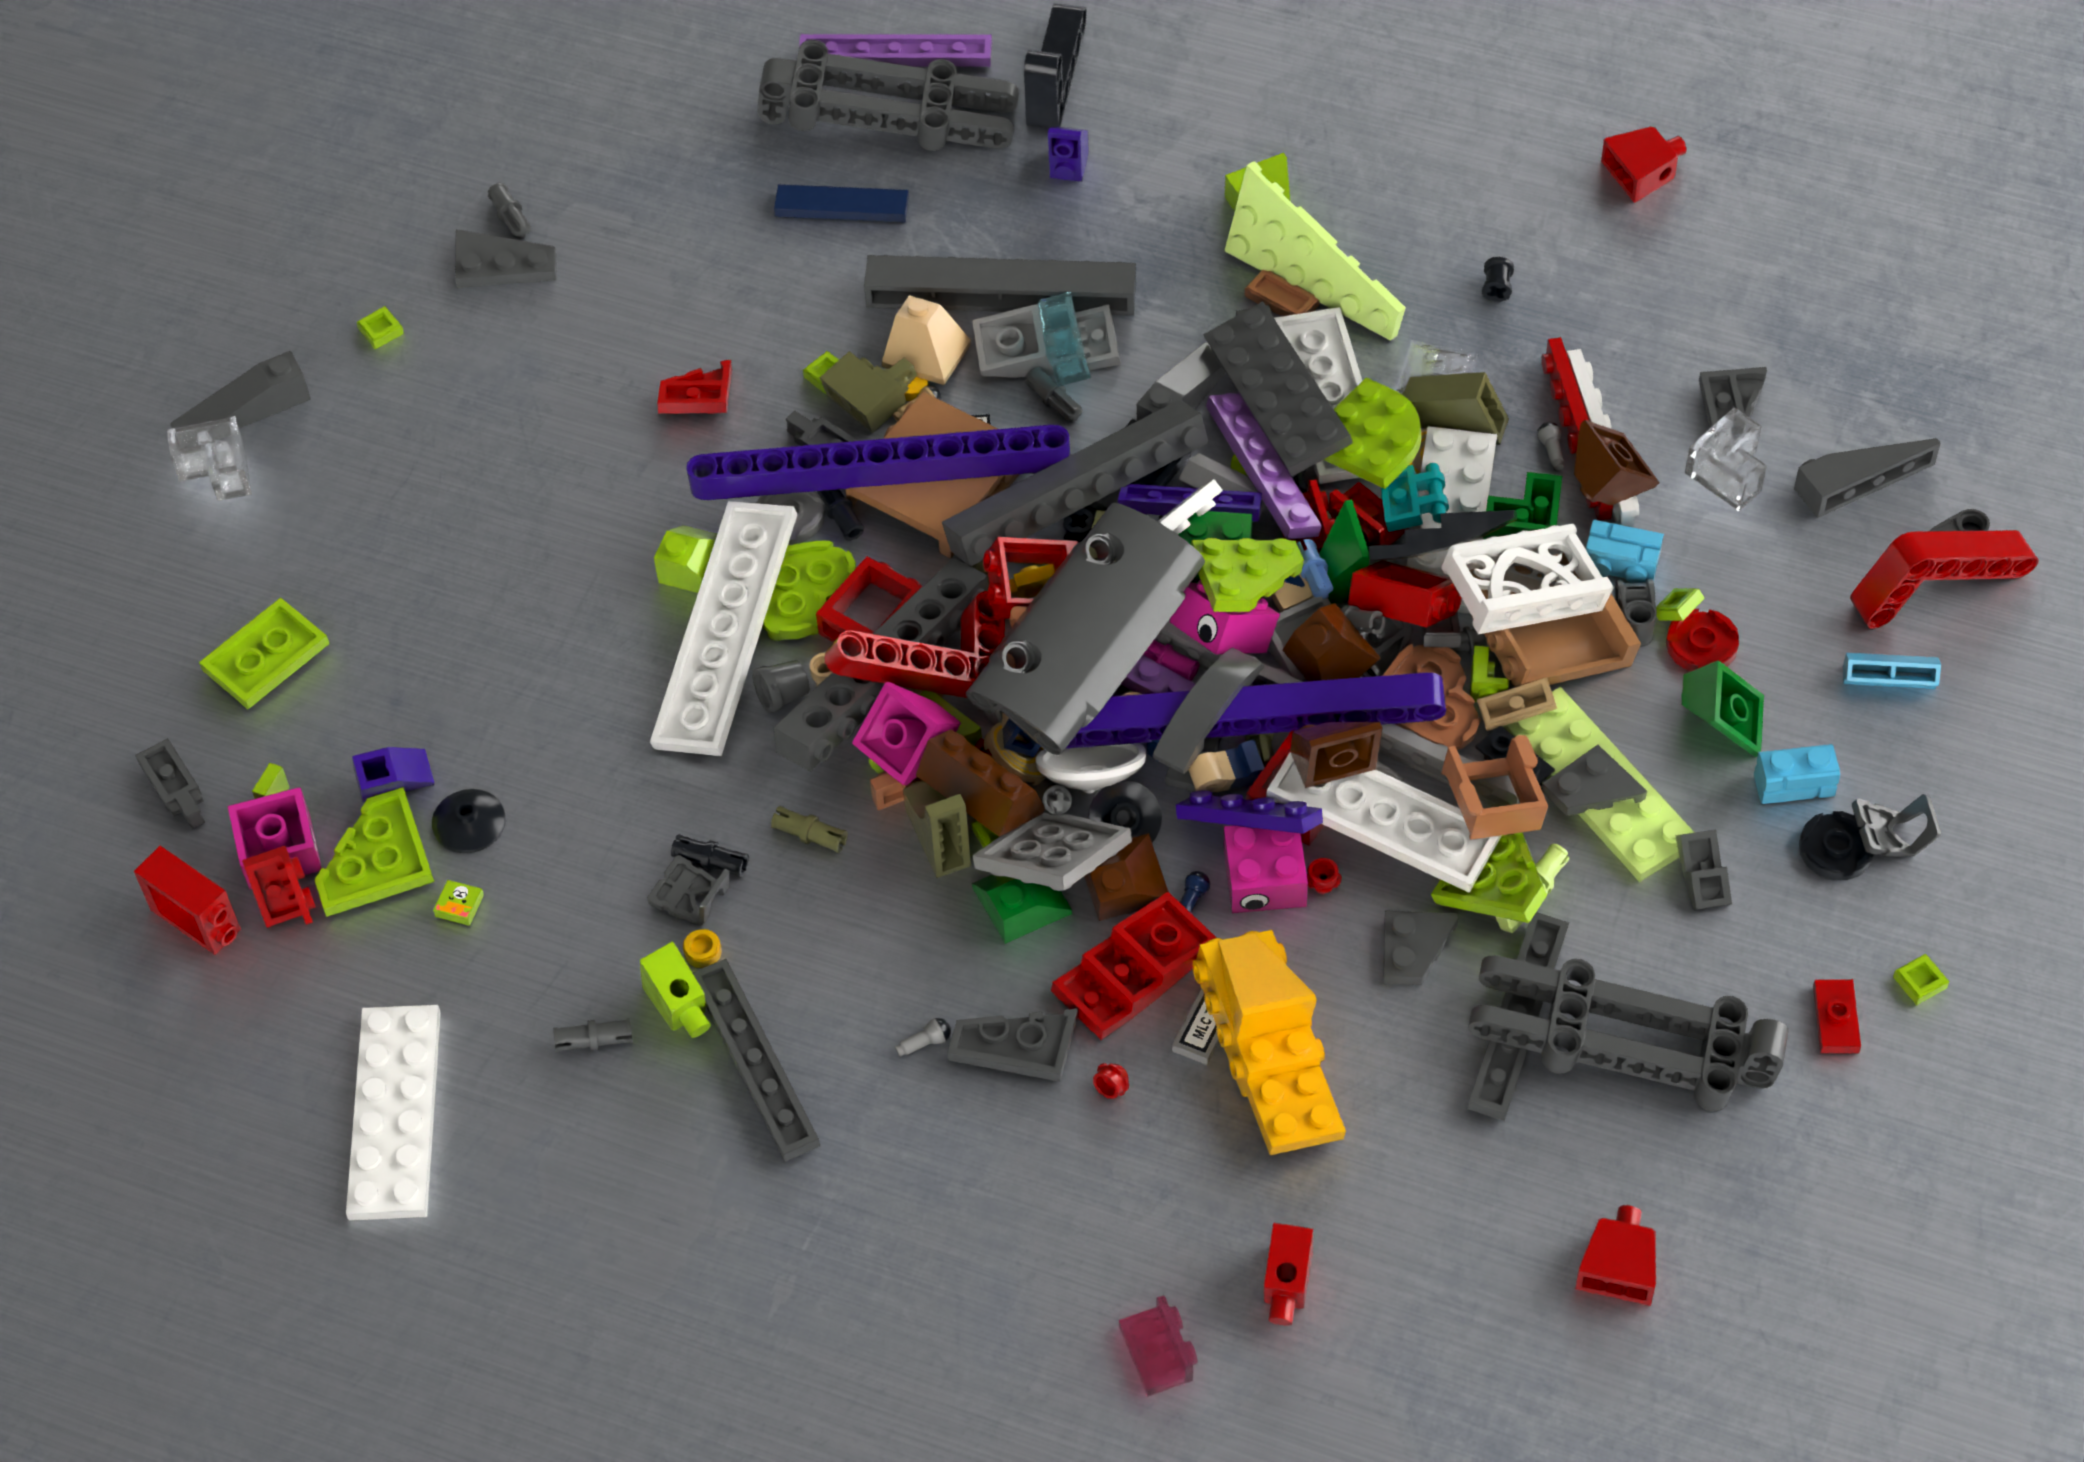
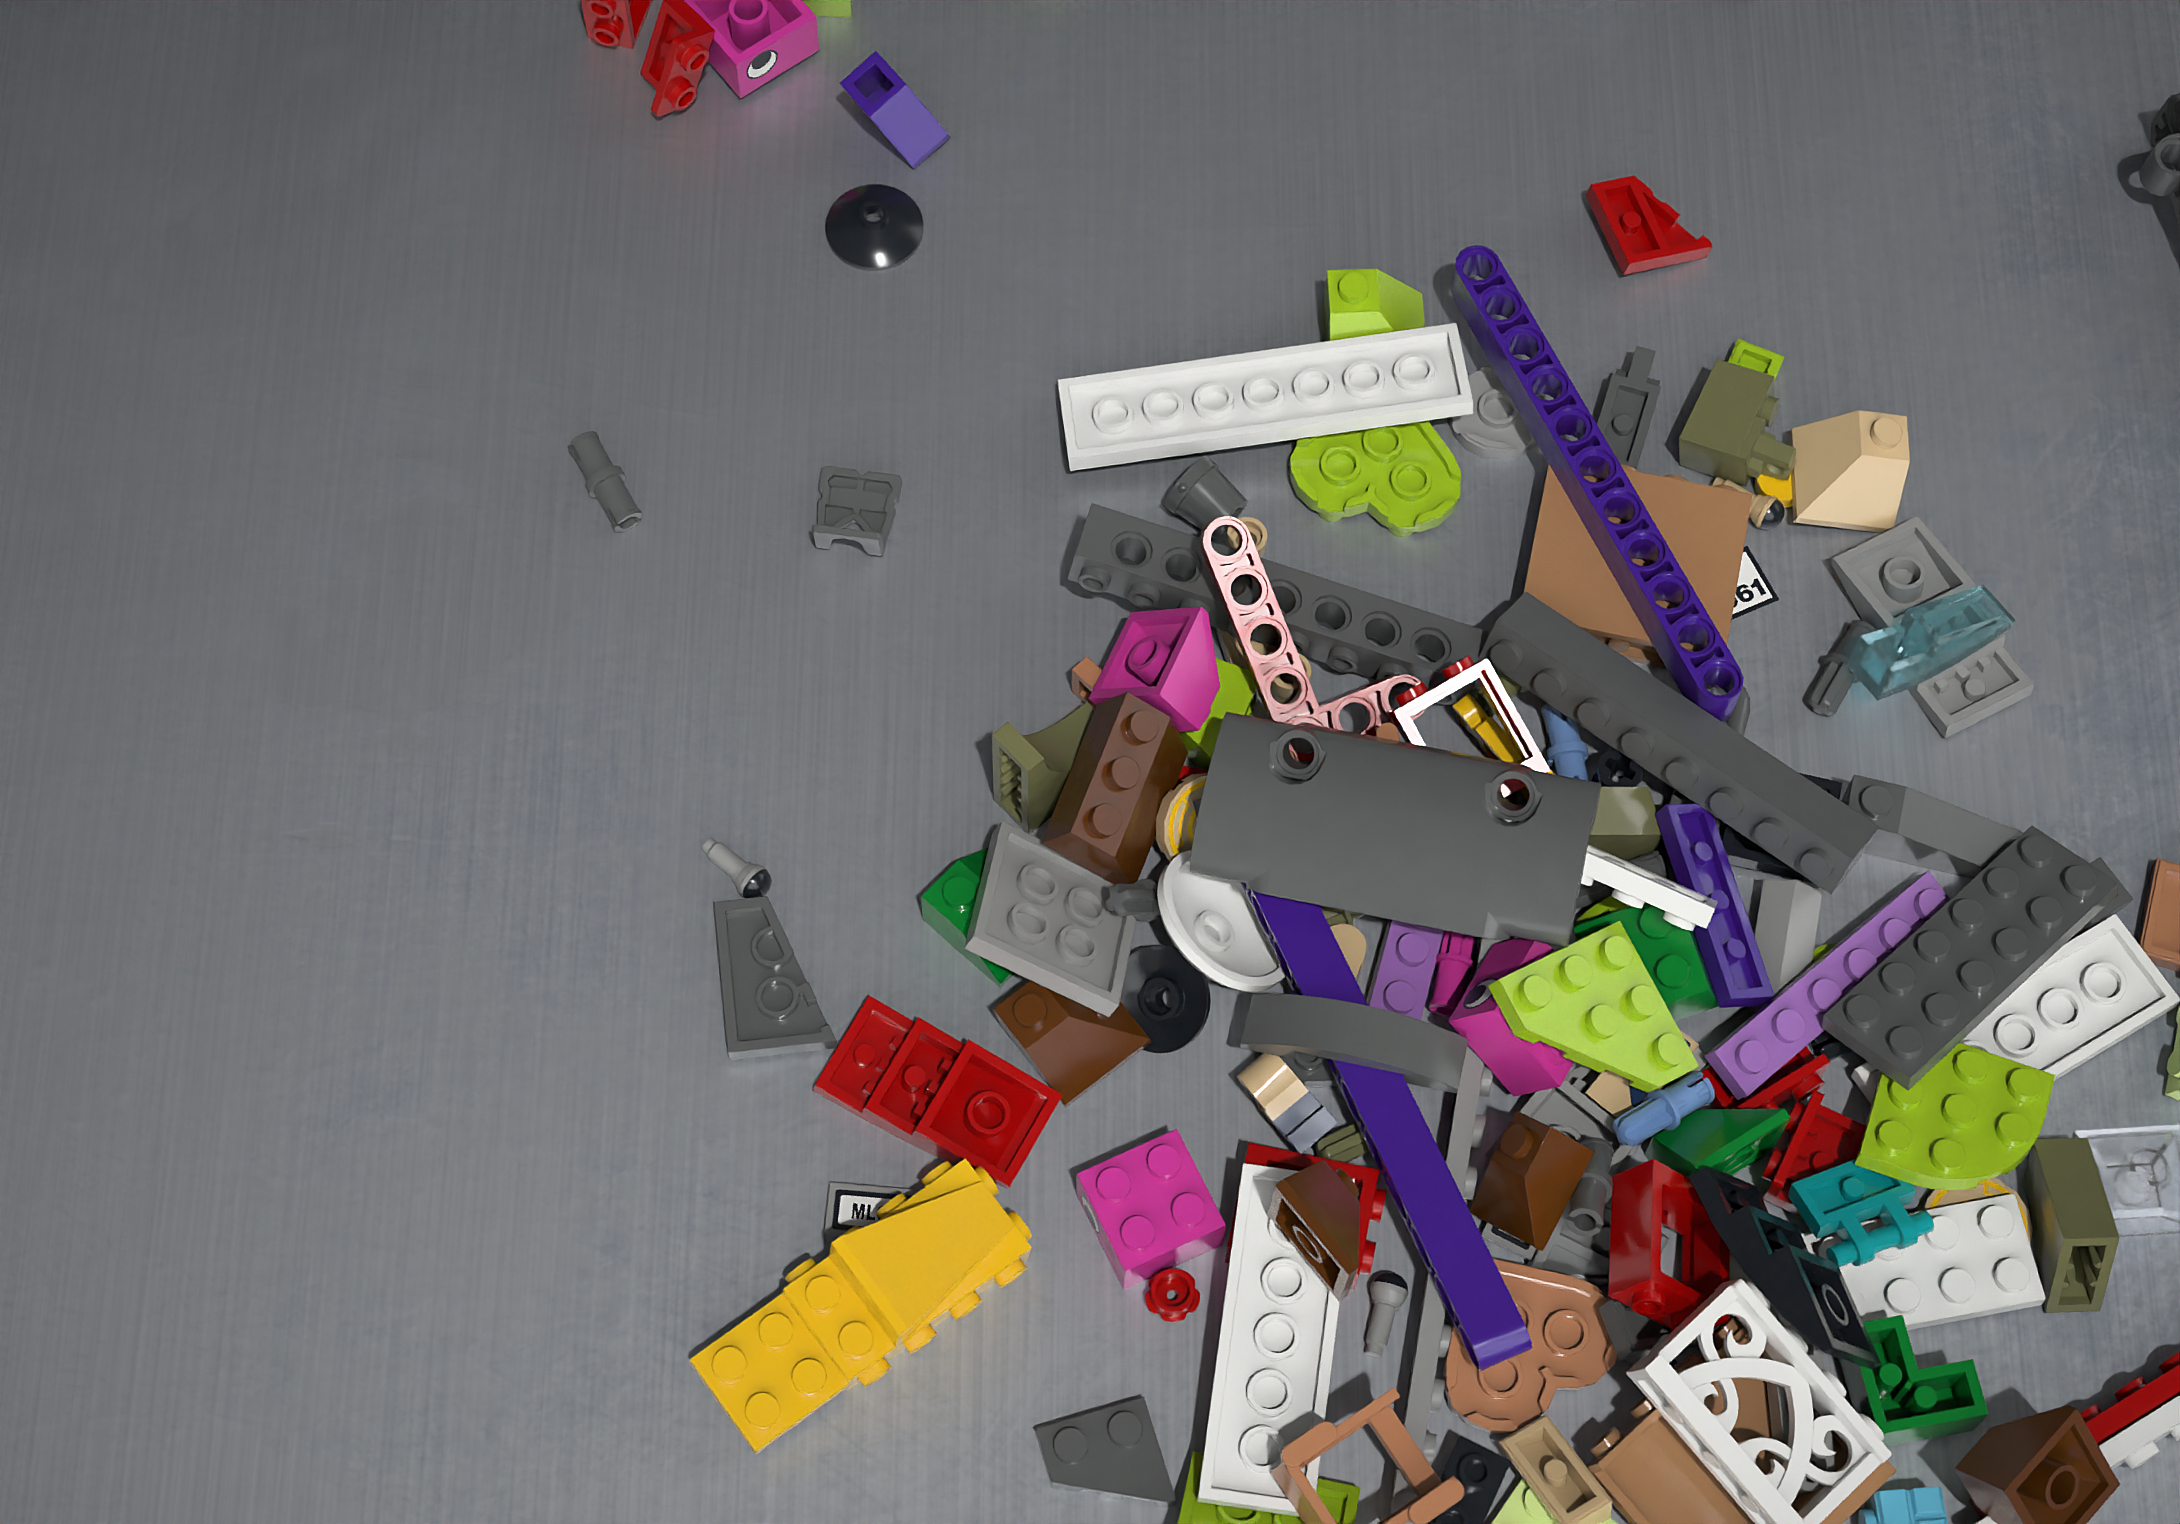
camera: 65 degrees right, 10 degrees up
(375, 856) = (777, 146): lime plate -> none
(393, 1113) = (432, 309): white plate -> none
(458, 902) = (747, 261): lime tile -> none
(674, 990) = (687, 545): lime torso -> none
(702, 948) = (780, 559): yellow tile -> none
(710, 855) = (918, 515): black pin -> none
(756, 1061) = (632, 679): dark grey plate -> none
(809, 829) = (1002, 617): olive pin -> none
(830, 616) = (1386, 526): red window -> none
(841, 203) = (2052, 283): dark blue tile -> none
(841, 511) = (1521, 471): black axle -> none
(998, 283) = (2003, 532): dark grey brick -> none
(1111, 1080) = (748, 1122): red plate -> none
(1158, 1347) = (369, 1315): clear pink bracket -> none
(1196, 885) = (1095, 1130): dark blue piece -> none
(1256, 813) = (1210, 1157): dark purple plate -> none
(1287, 1261) = (515, 1442): red torso -> none
(1482, 675) = (1601, 1407): lime bracket -> none
(1550, 434) = (2090, 1380): light grey piece -> none

